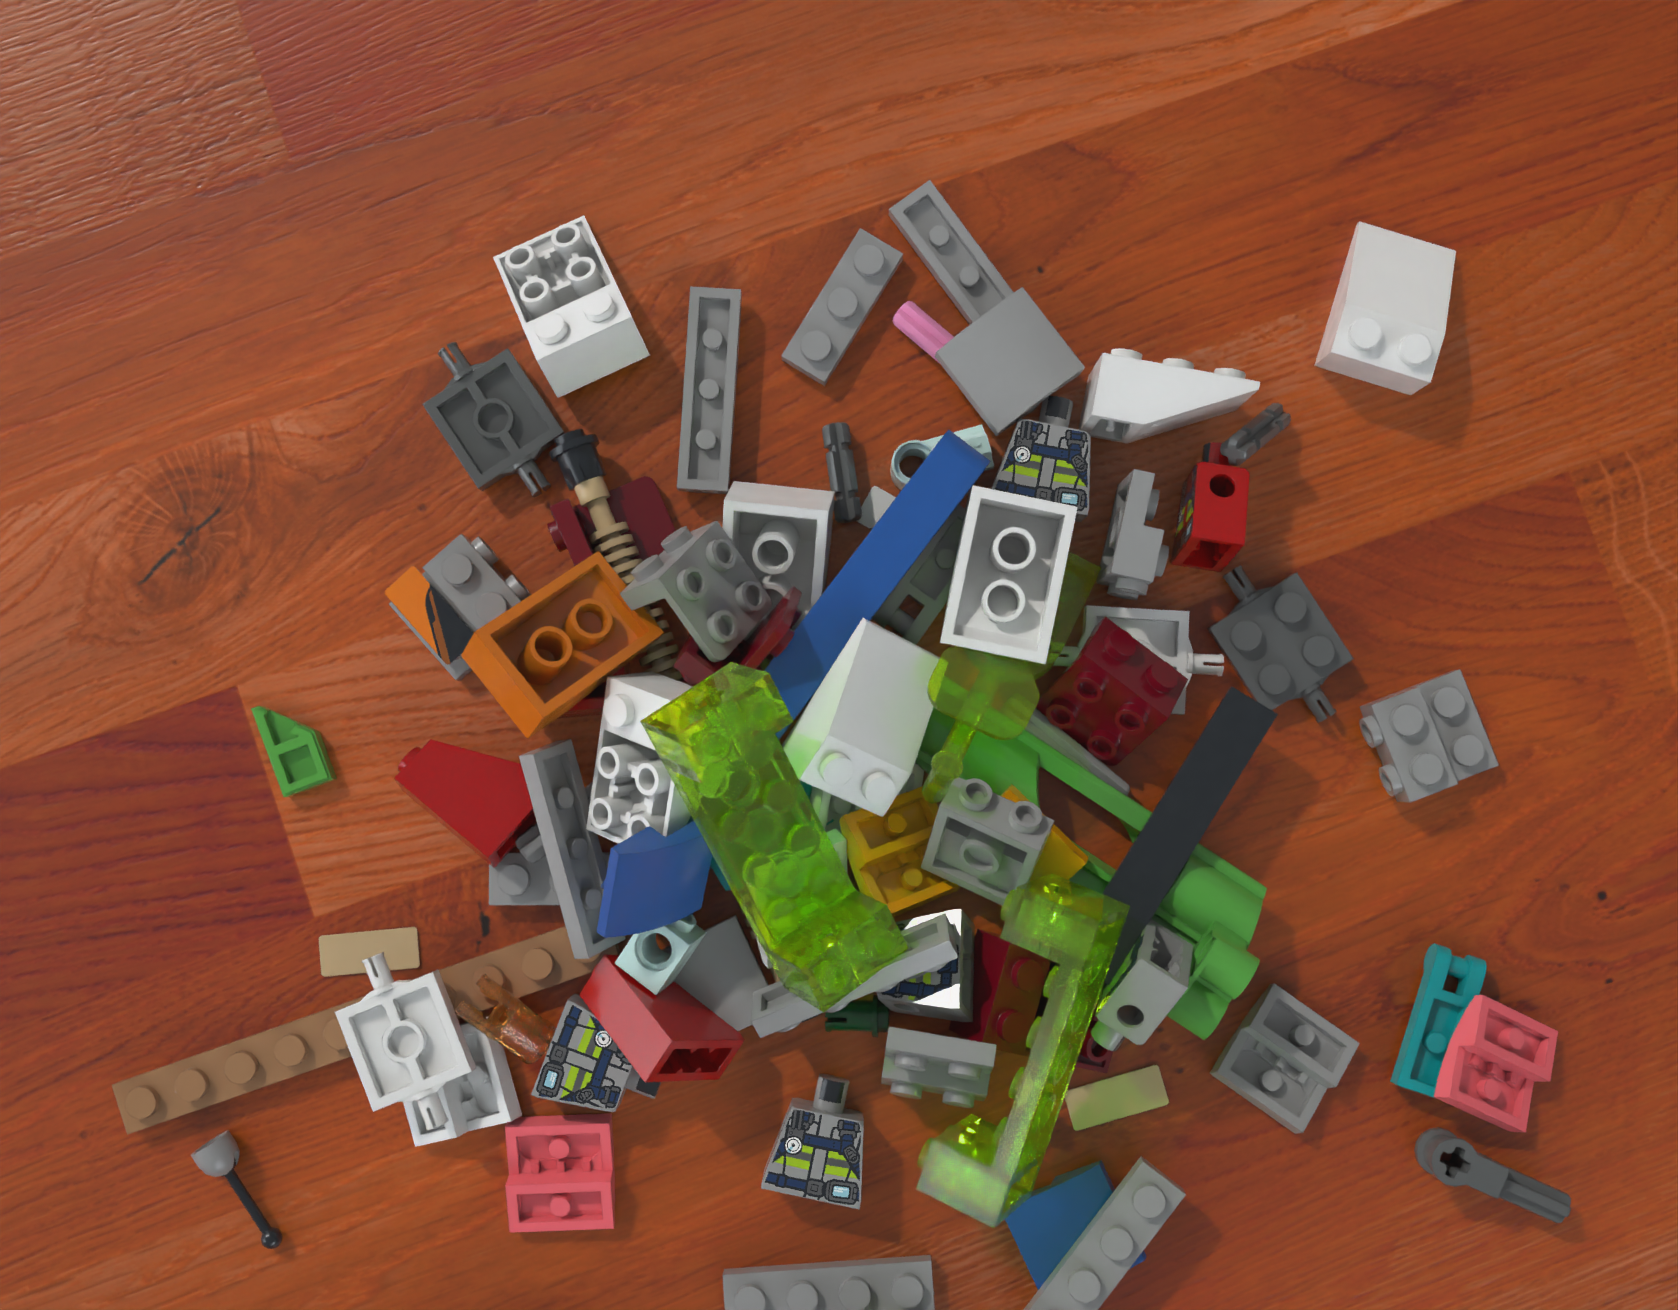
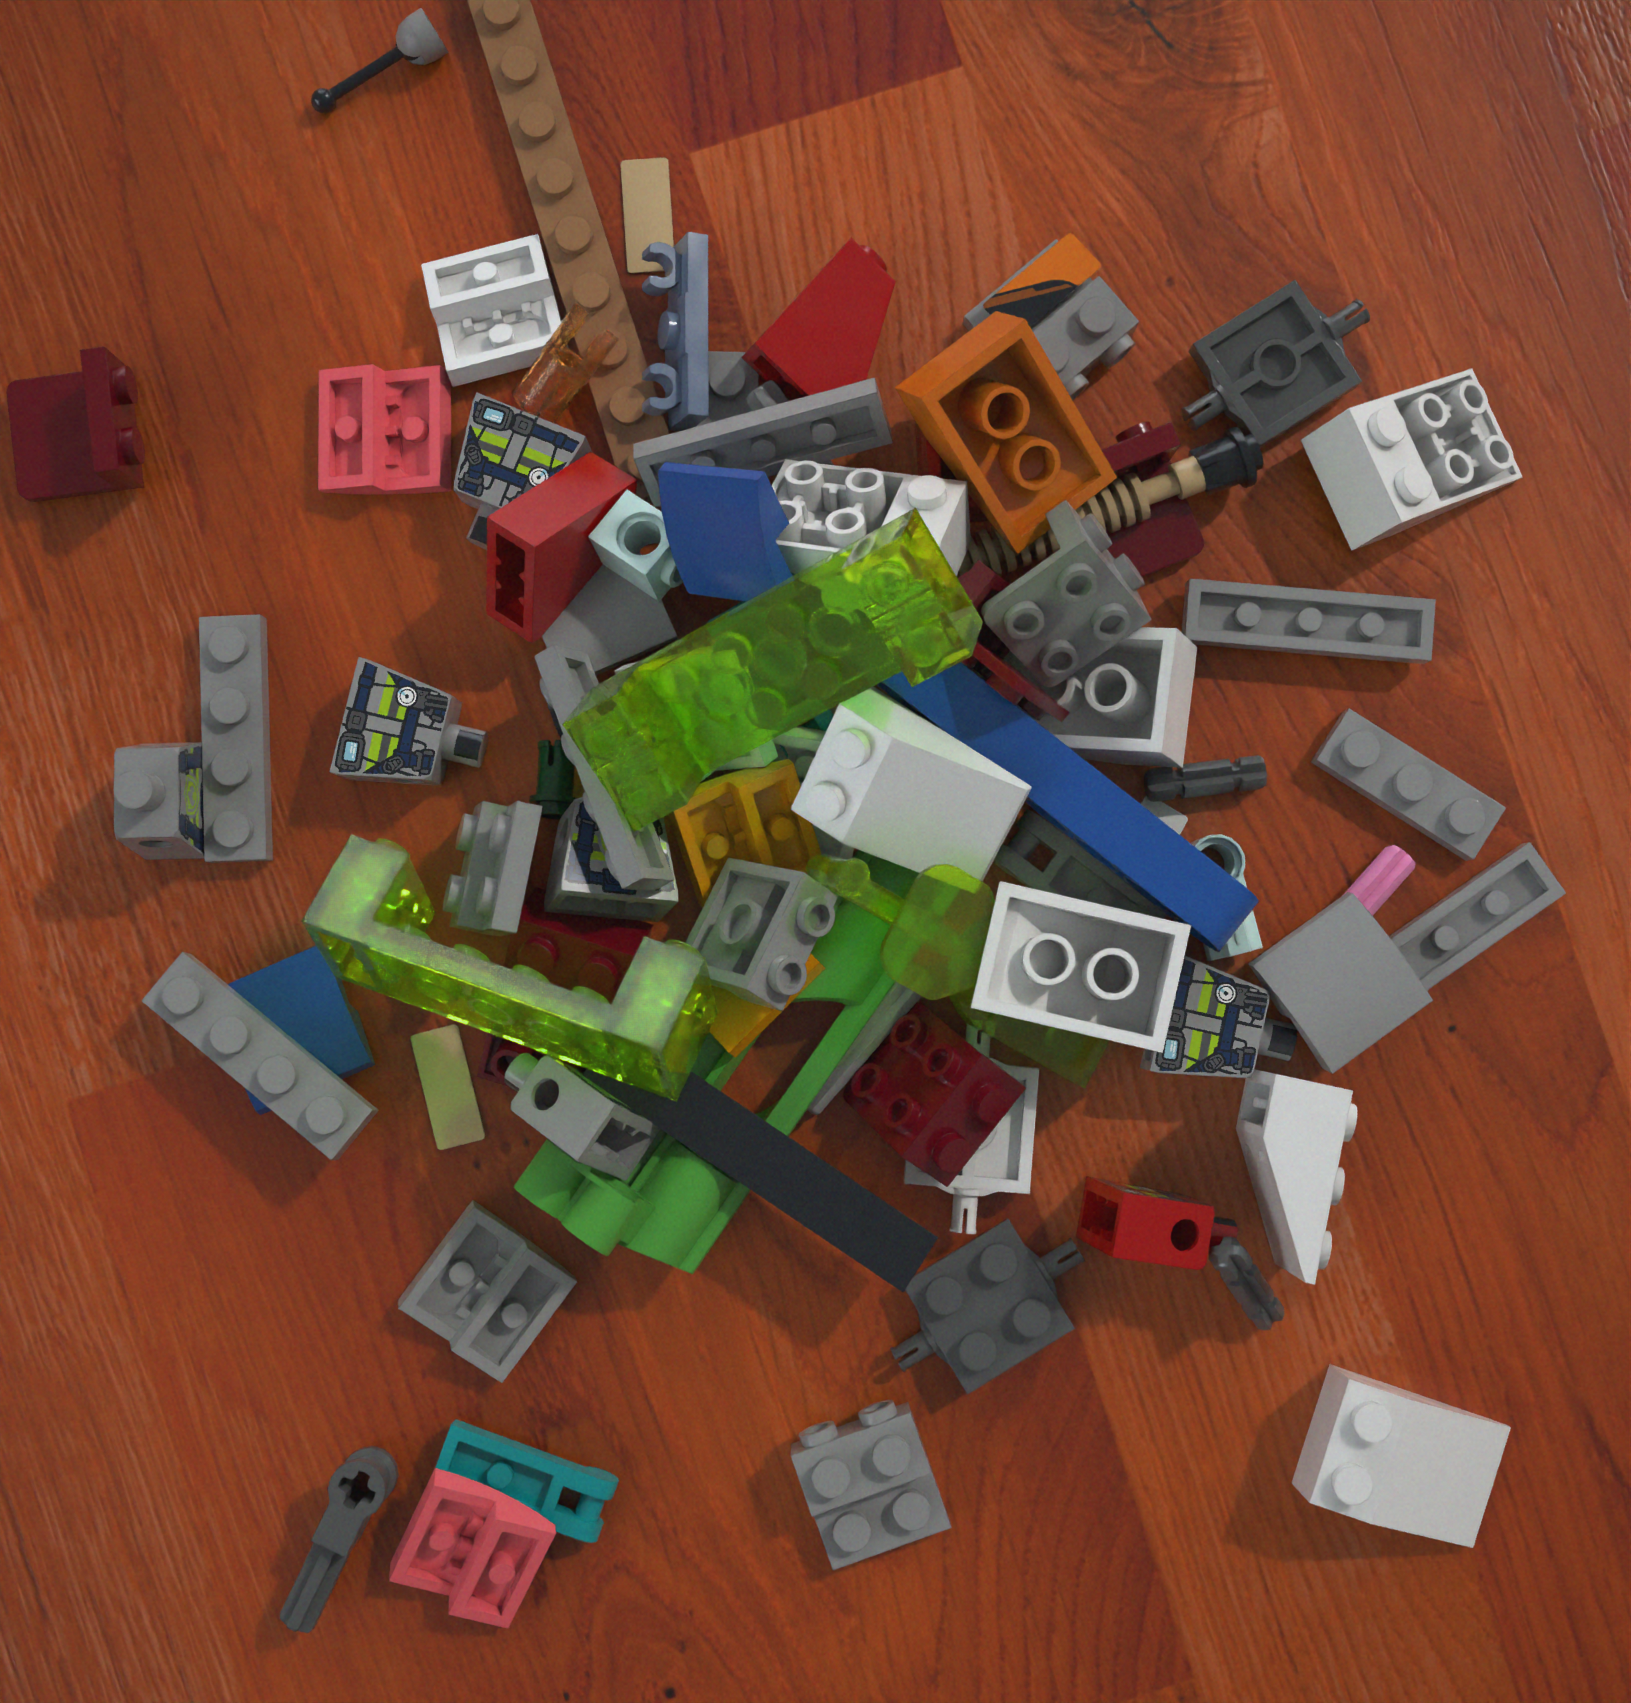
camera: 90 degrees right, 0 degrees up
(294, 752) = (883, 130): bright green tile -> none
(405, 1040) = (544, 248): white plate -> none
(473, 920) = (681, 331): none -> sand blue plate
(1132, 550) = (1108, 1125): light grey plate -> none

